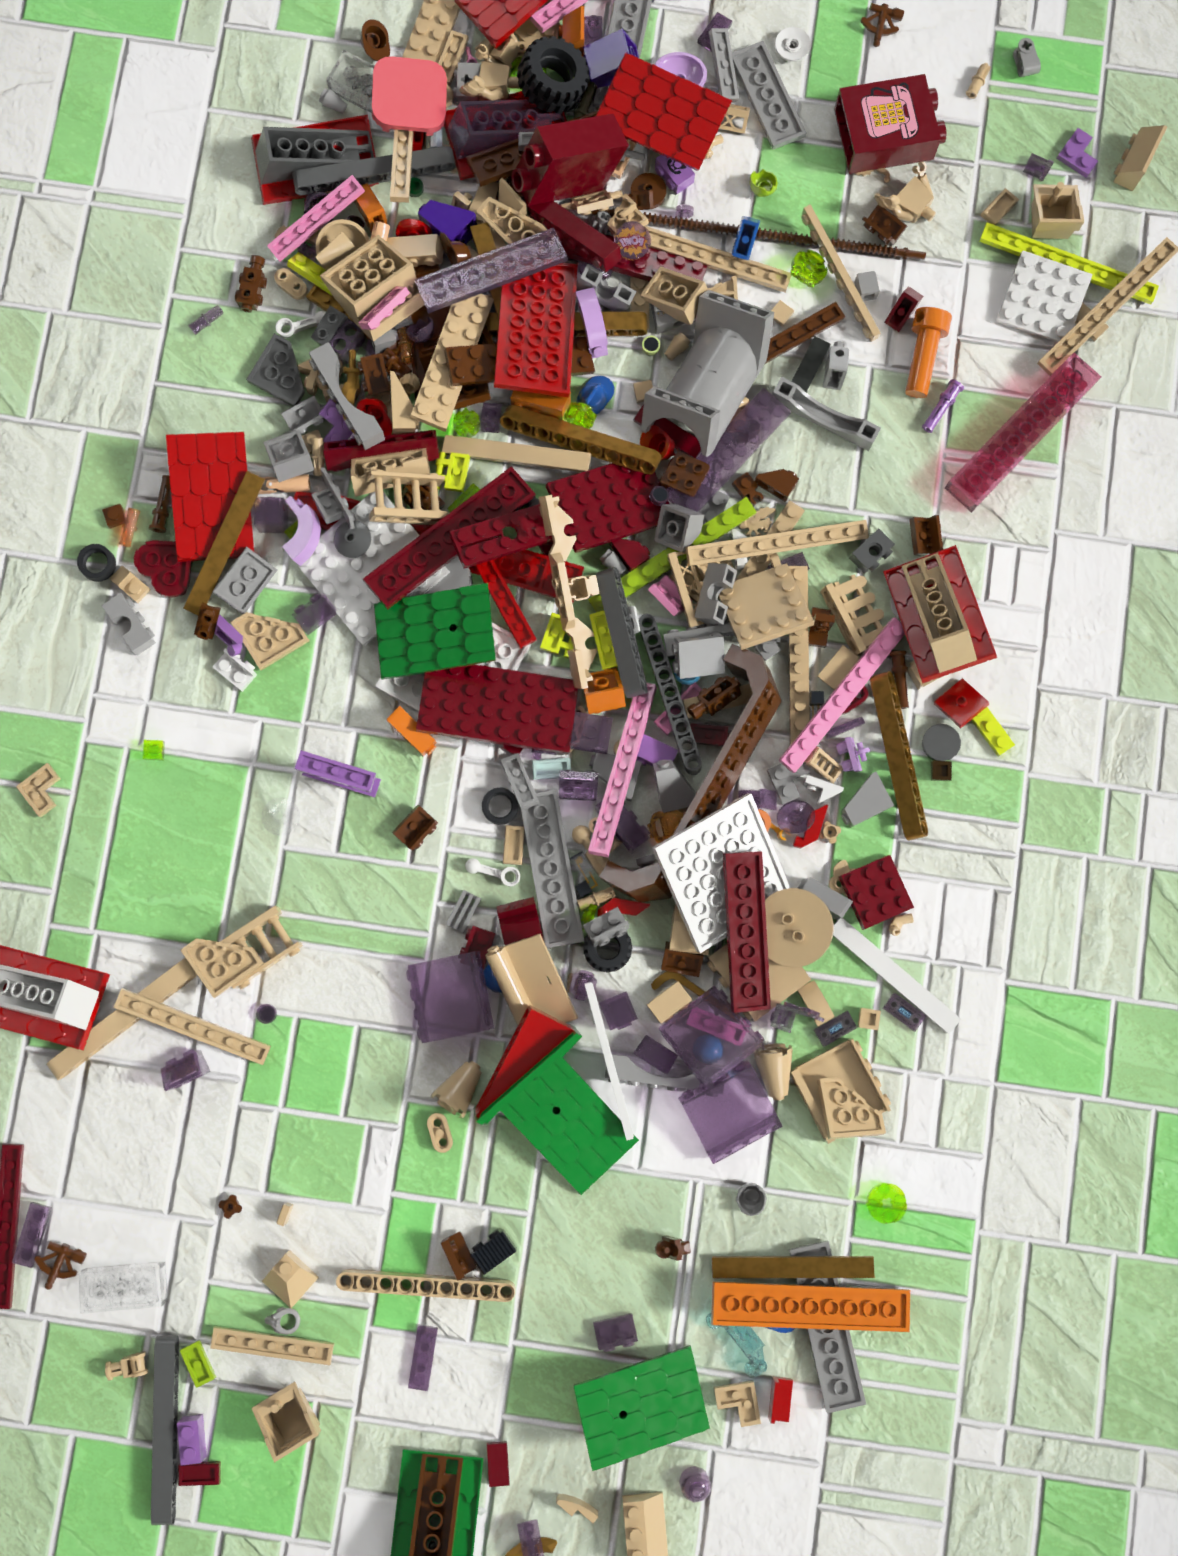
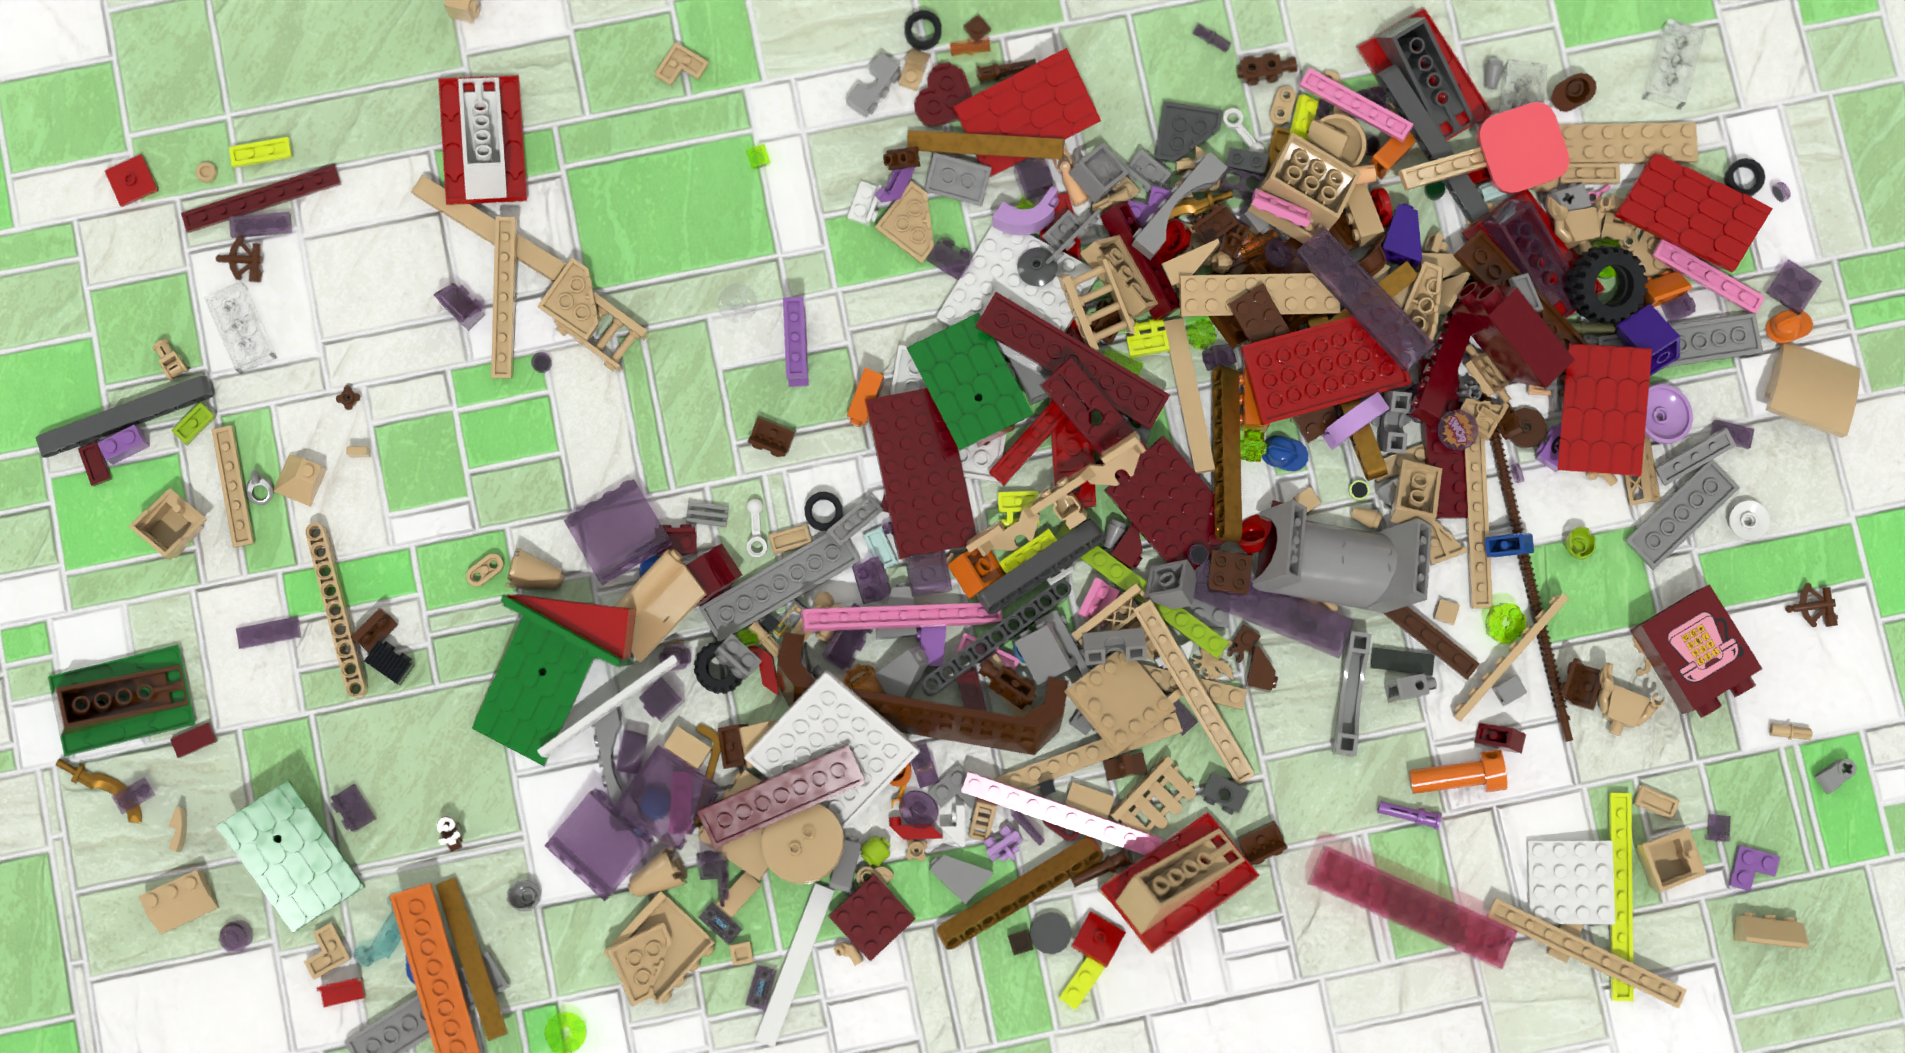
camera: 70 degrees right, 0 degrees up
(819, 867) = (875, 851): none -> lime head

